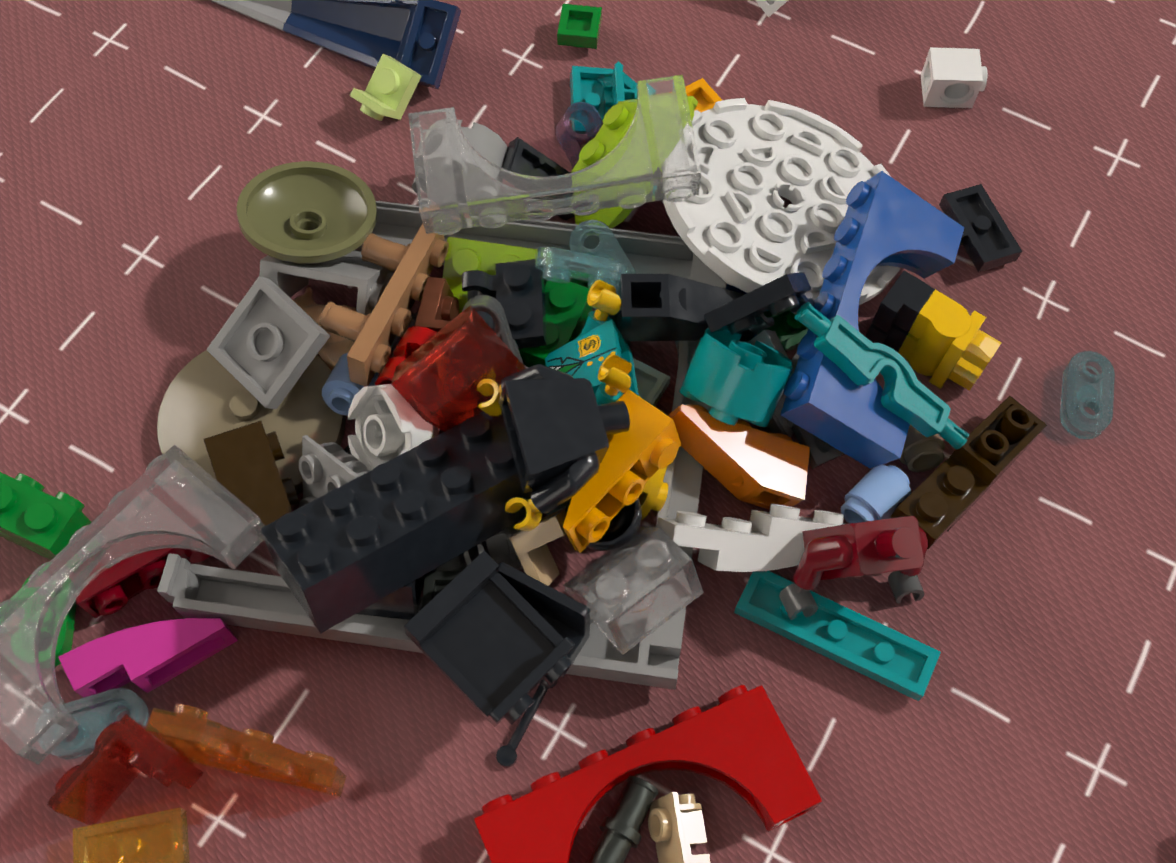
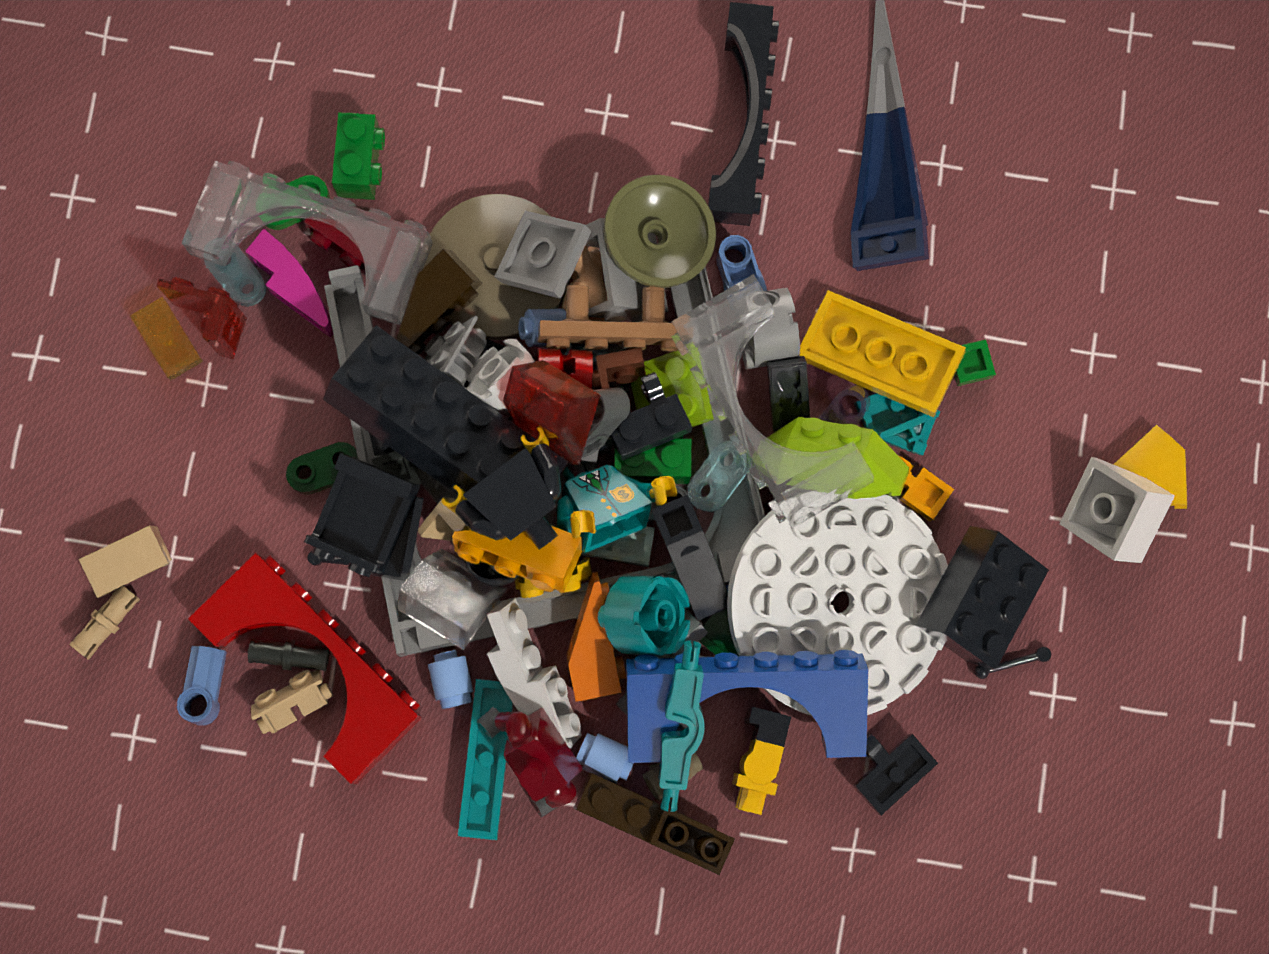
camera: 65 degrees right, 15 degrees up
(147, 92) = (749, 38): none -> black arch
(243, 752) = (245, 397): clear orange plate -> none
(386, 177) = (736, 272): none -> medium blue piece
(387, 89) = (830, 231): yellowish green bracket -> none
(398, 701) = (321, 465): none -> dark green plate
(541, 81) = (881, 353): none -> yellow plate
(562, 265) = (693, 474): clear light blue plate -> none
(725, 638) = (450, 679): none -> light blue brick
(747, 311) = (703, 612): black plate -> none
(826, 82) = (982, 597): none -> black brick
(893, 74) = (1042, 654): none -> black hinge
(952, 77) = (1049, 709): white brick -> none
(1087, 390) = (769, 904): clear light blue plate -> none

